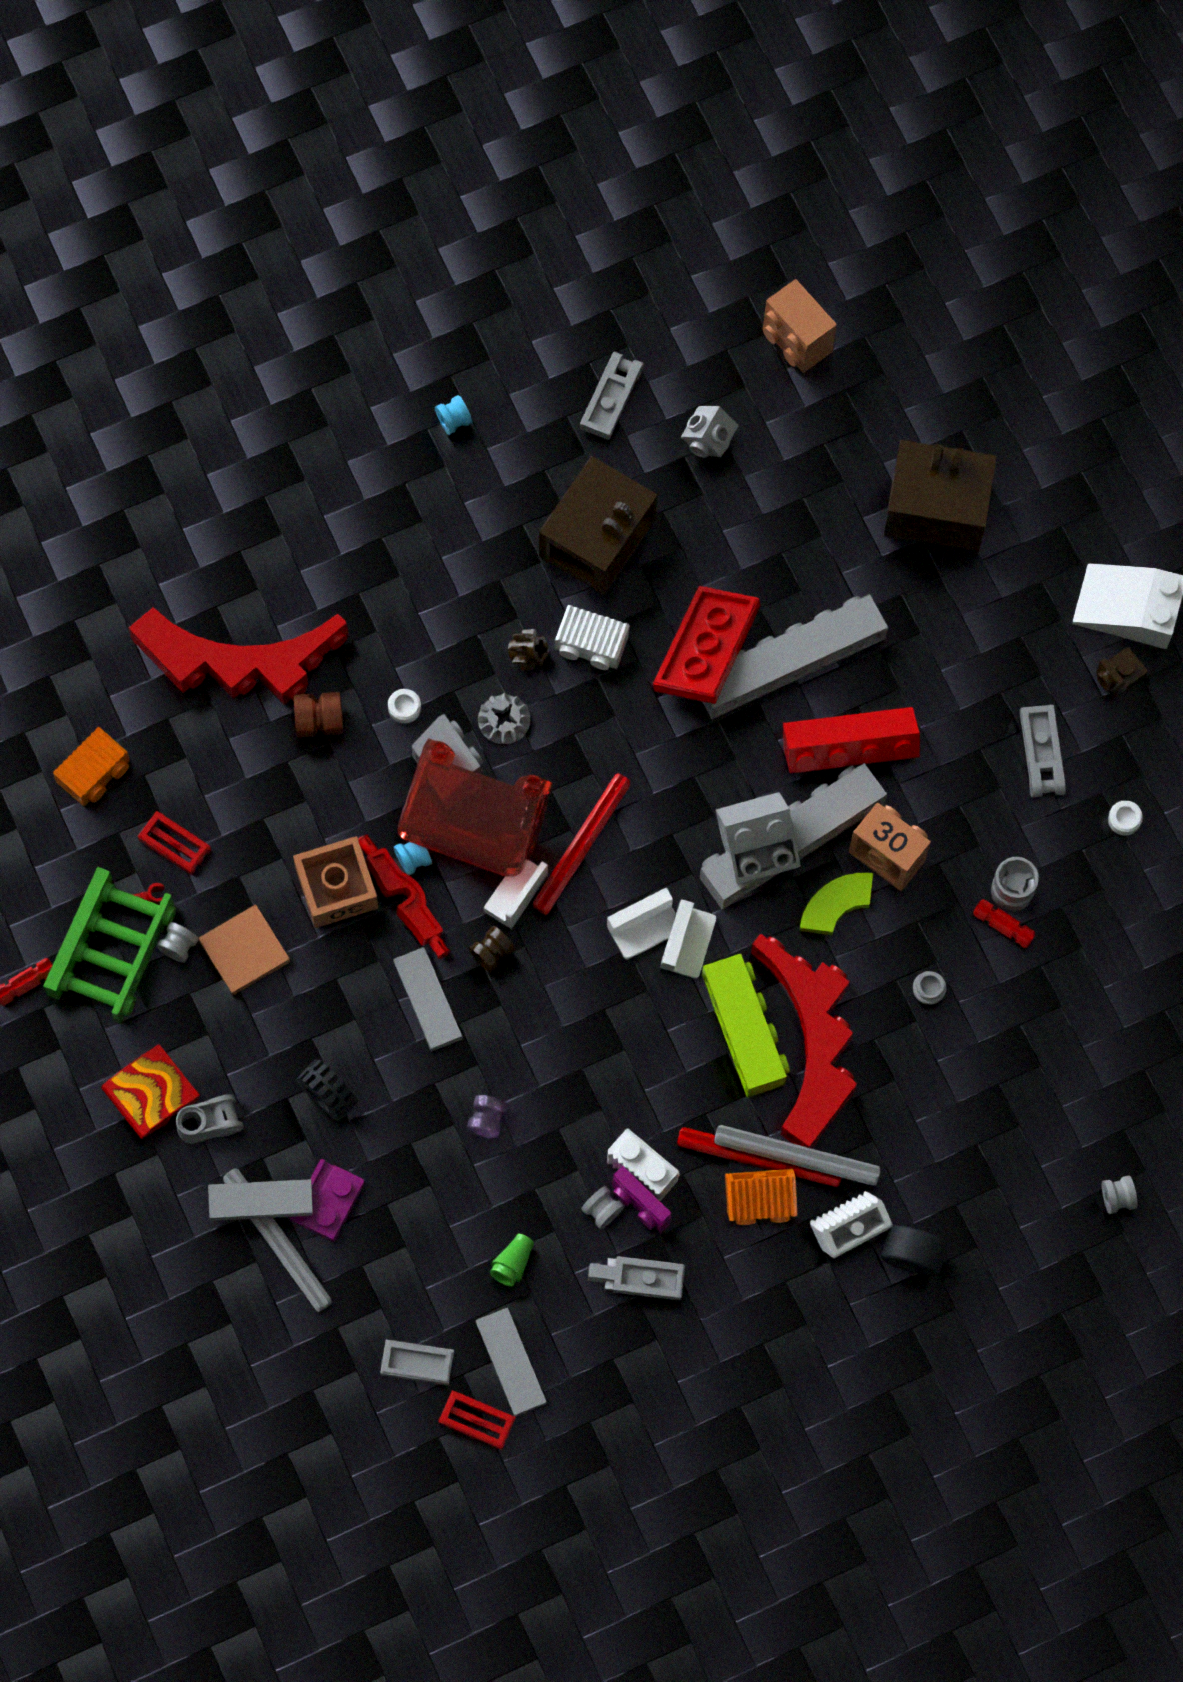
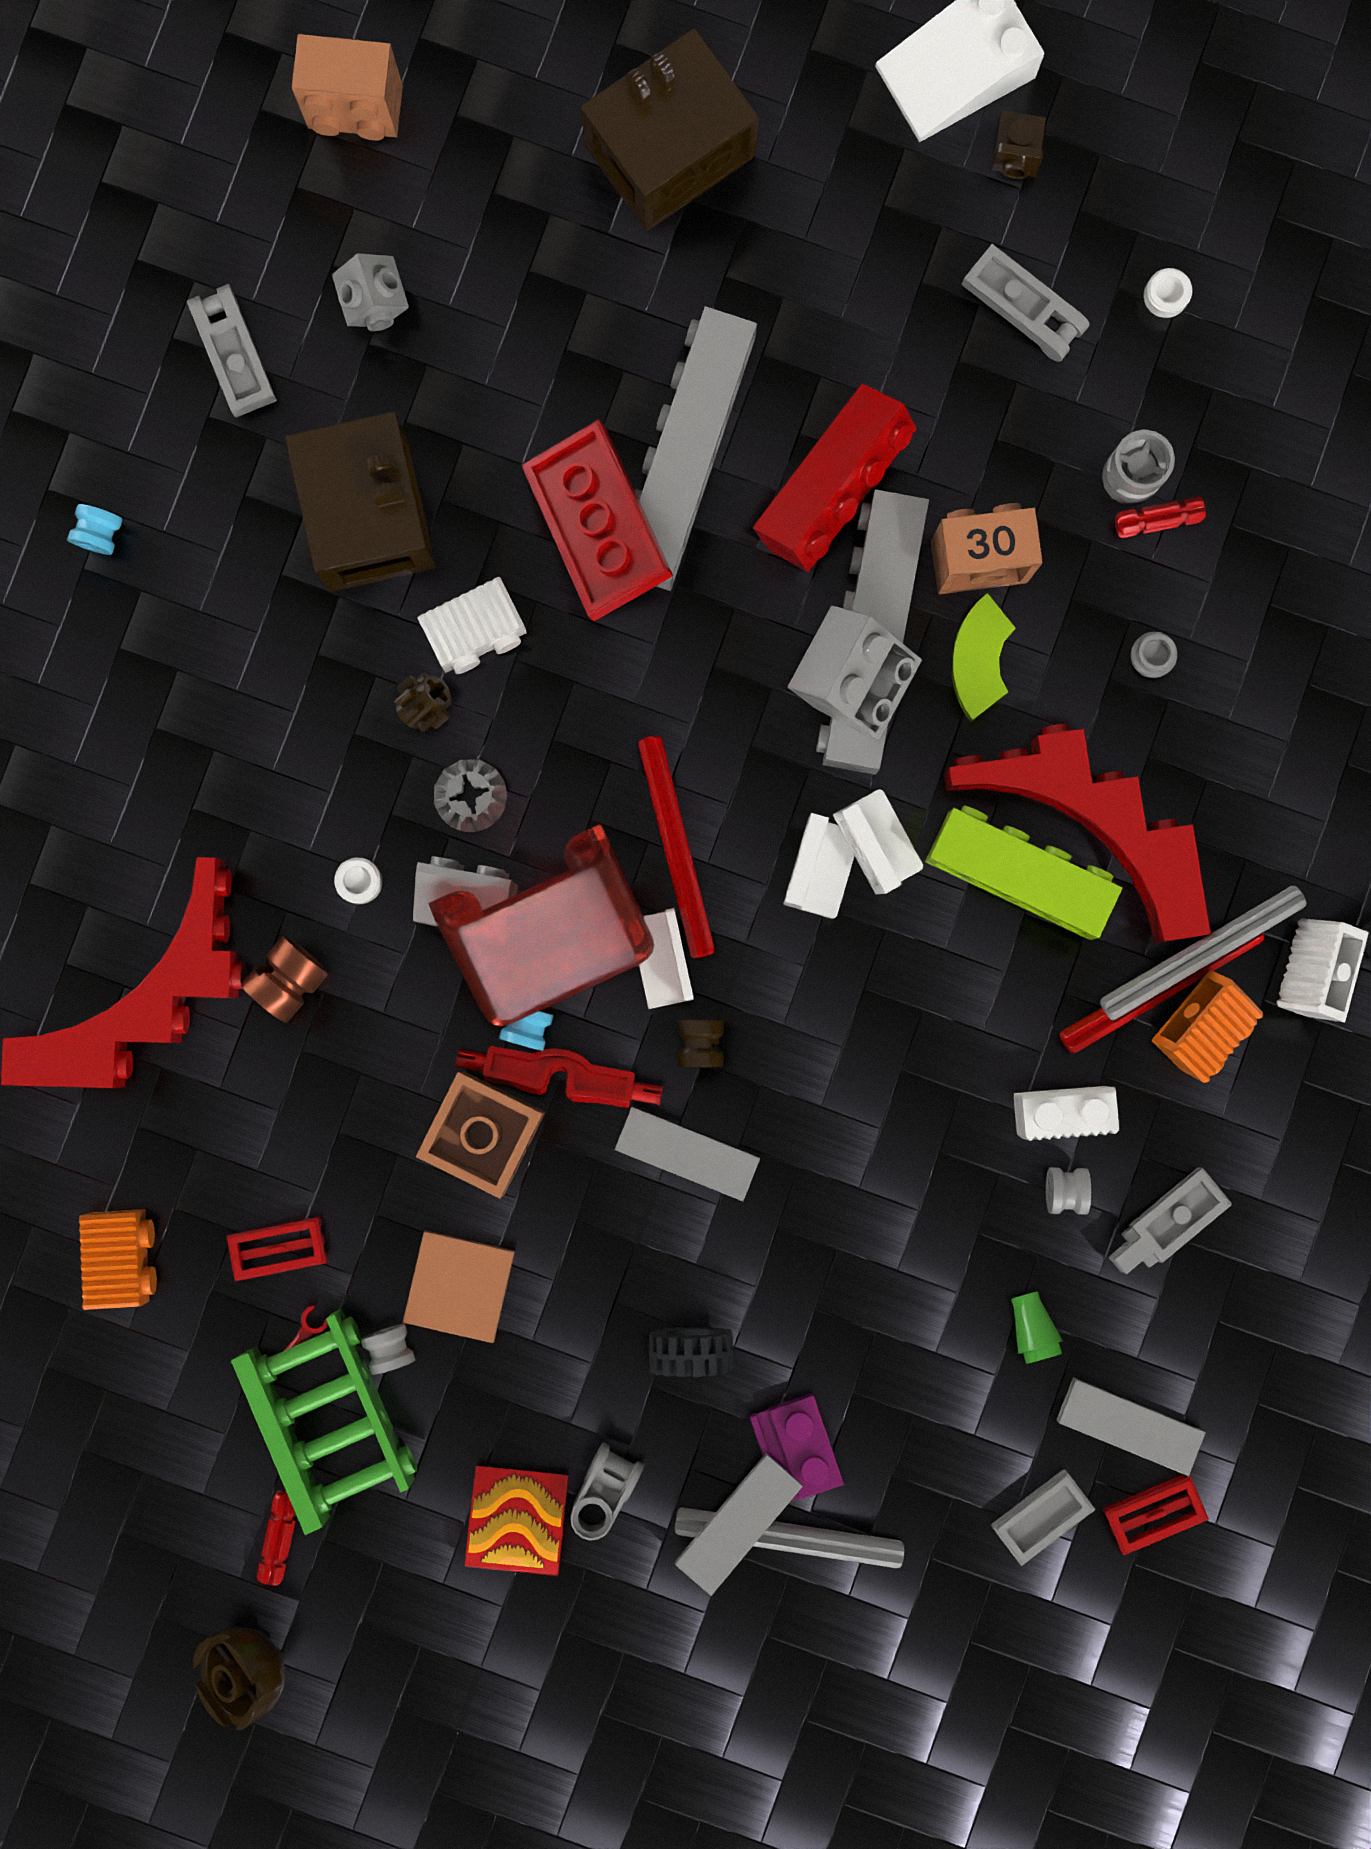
camera: 45 degrees left, 15 degrees up
(486, 1116) = (867, 1215): clear purple wheel -> none
(631, 1191) = (1118, 1150): magenta plate -> none

